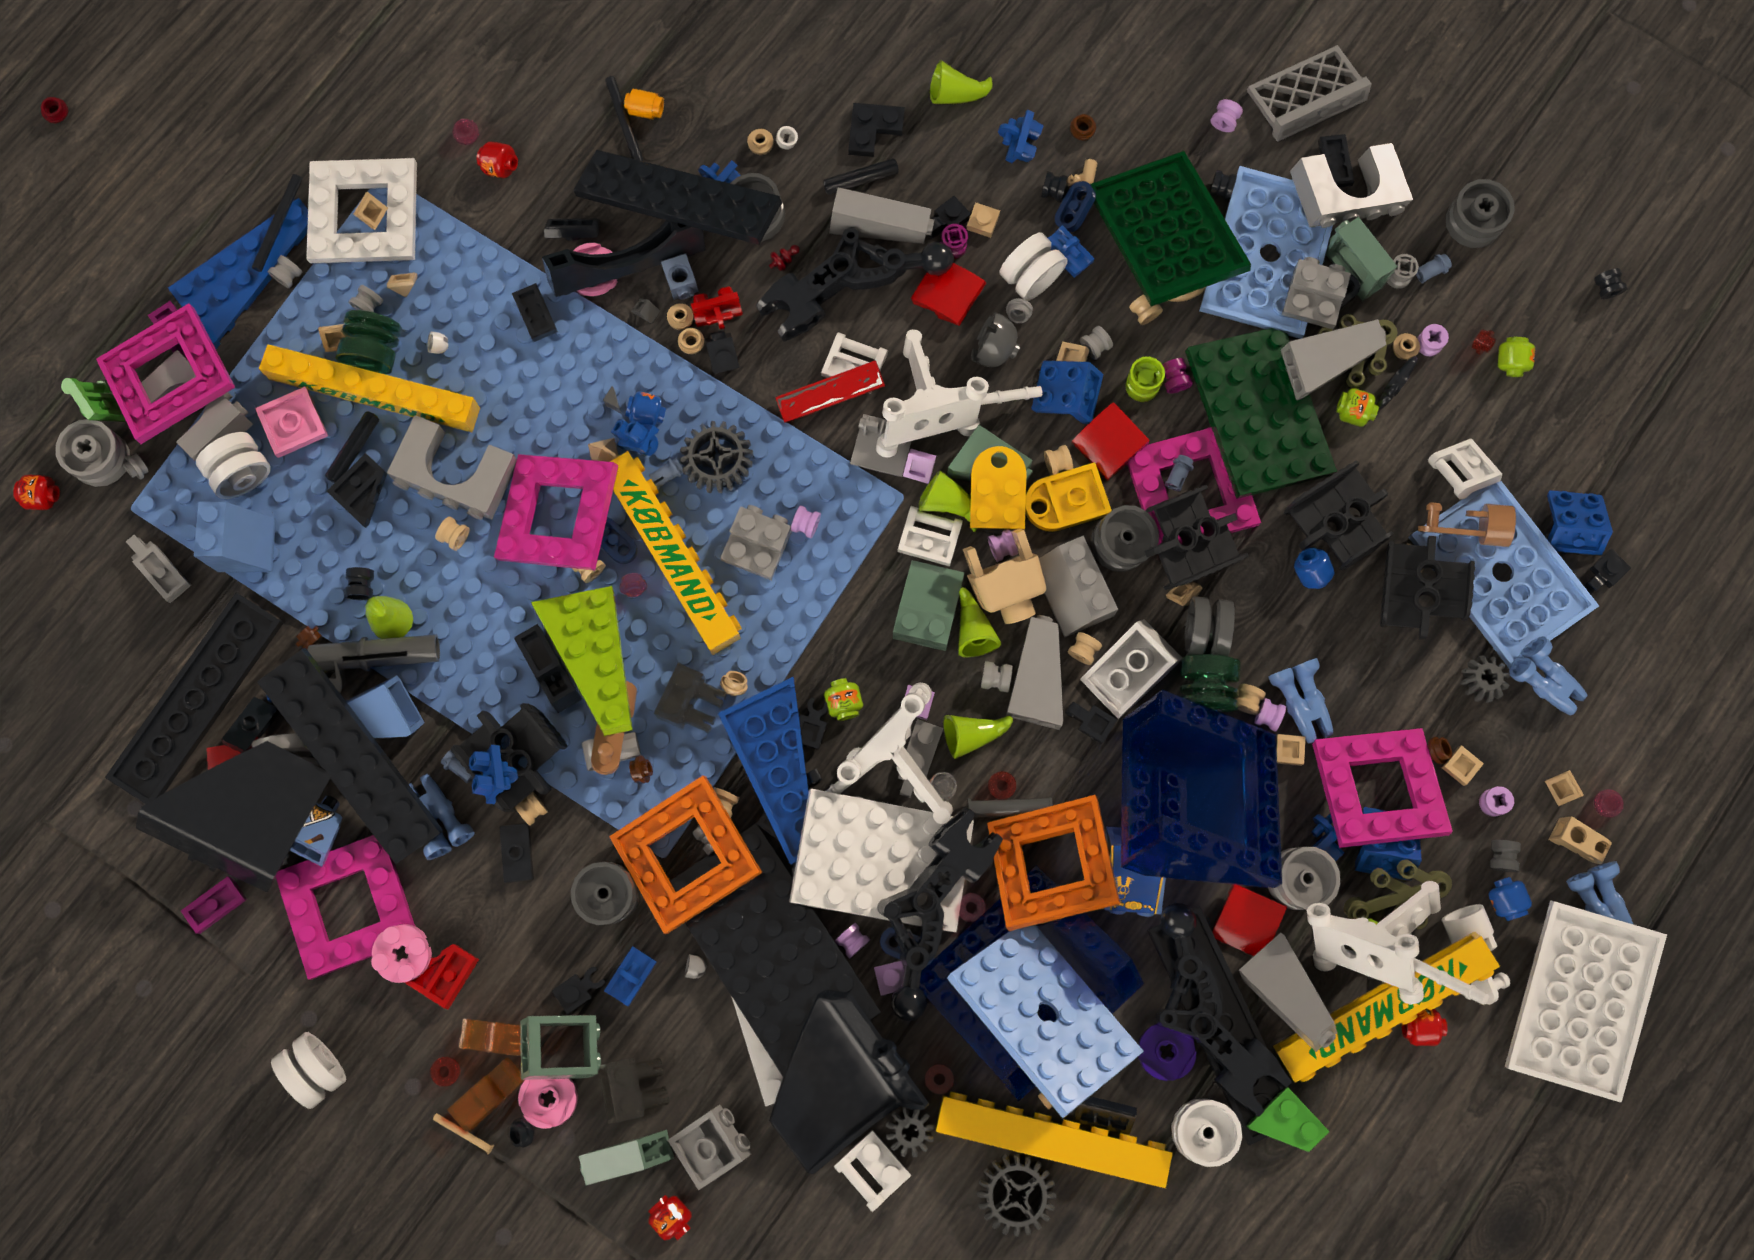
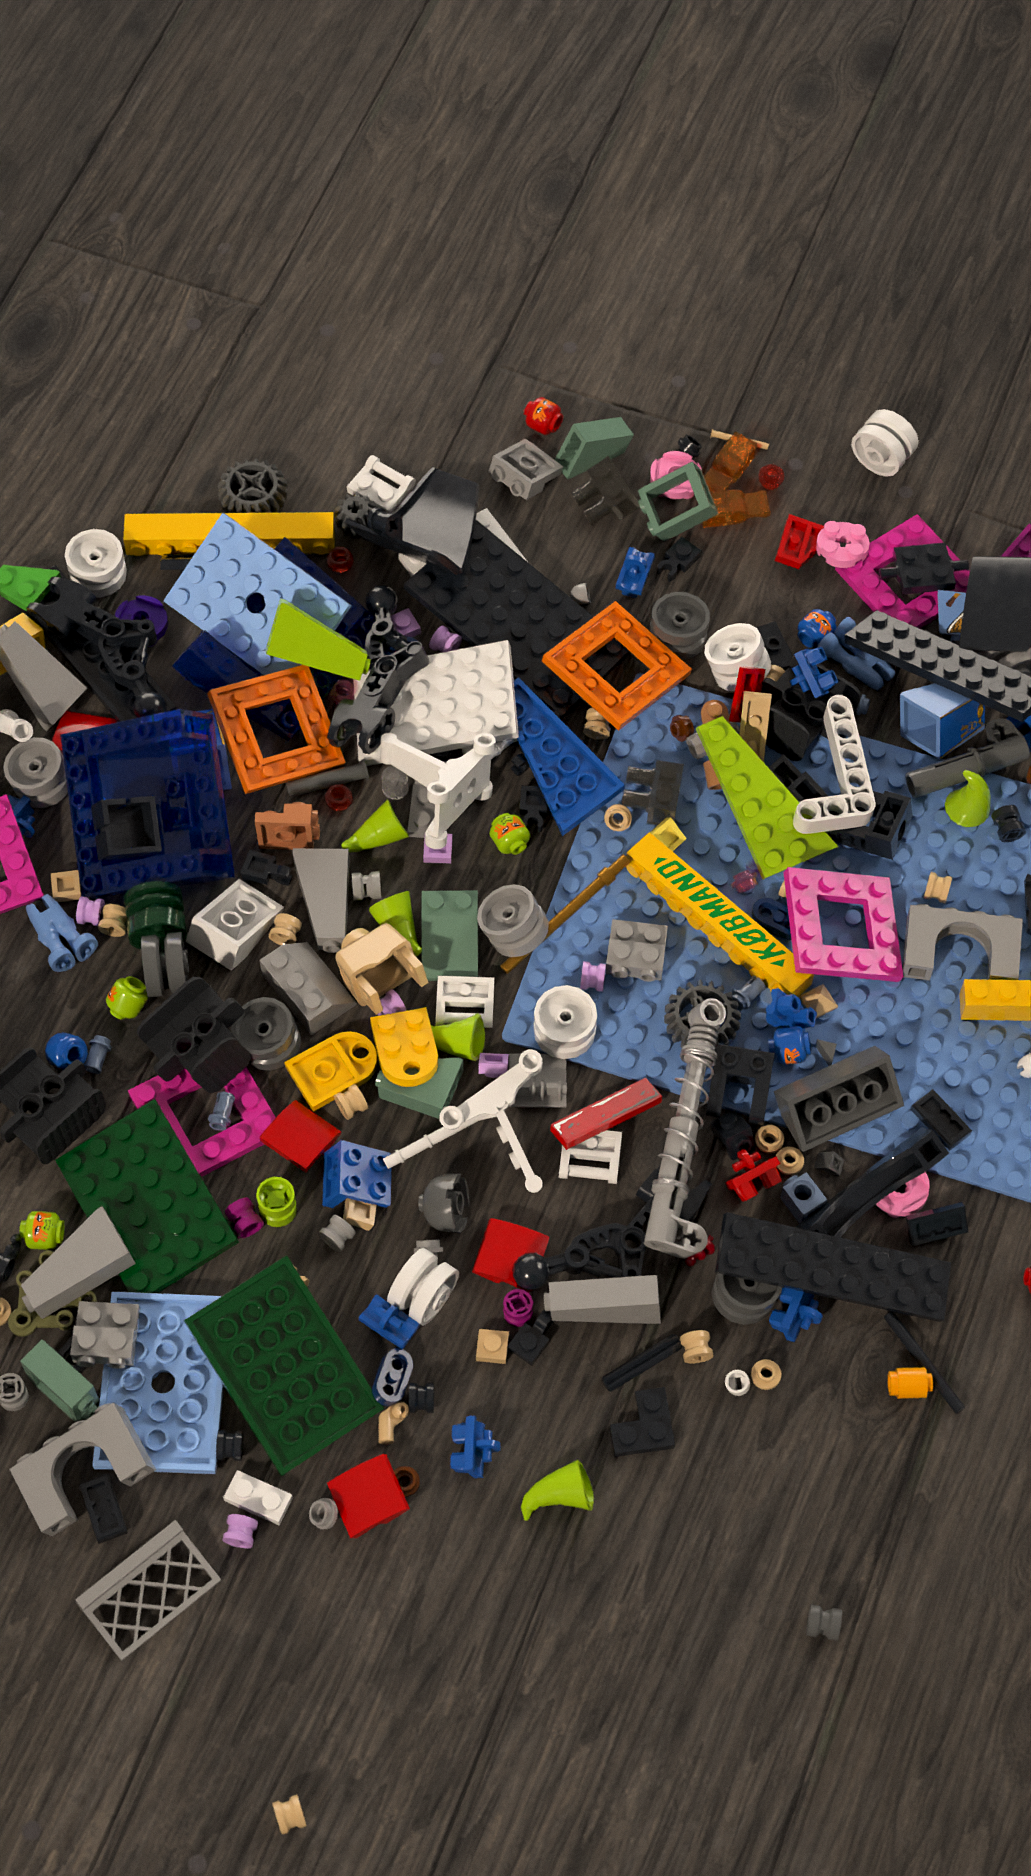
camera: 165 degrees right, 15 degrees down
(328, 899) = (924, 568): none -> black plate
(464, 861) = (816, 627): none -> blue head
(476, 605) = (884, 834): none -> black brick
(499, 652) = (846, 773): none -> white beam
(563, 850) = (735, 647): none -> white wheel
(566, 772) = (750, 680): none -> red slope
(571, 730) = (755, 721): none -> tan plate
(617, 353) = (839, 1097): none -> dark grey slope
(693, 650) = (669, 834): none -> light yellow plate
(695, 395) = (742, 1067): none -> black brick
(766, 615) = (604, 877): none -> pearl gold bar
(796, 290) = (671, 1185): none -> light grey piece
(811, 174) = (696, 1346): none -> tan wheel
(845, 461) = (565, 1022): none -> white wheel
(881, 589) = (513, 920): none -> light grey wheel
(996, 939) = (309, 642): none -> lime slope
(1052, 749) = (288, 830): none -> nougat plate
(1116, 118) = (368, 1495): none -> red slope
(1155, 114) = (323, 1513): none -> light grey plate
(1205, 144) = (258, 1497): none -> white plate
(1227, 769) = (126, 831): none -> black piece
(1250, 609) = (127, 997): none -> lime head
(1283, 566) = (99, 1048): none -> sand blue pin

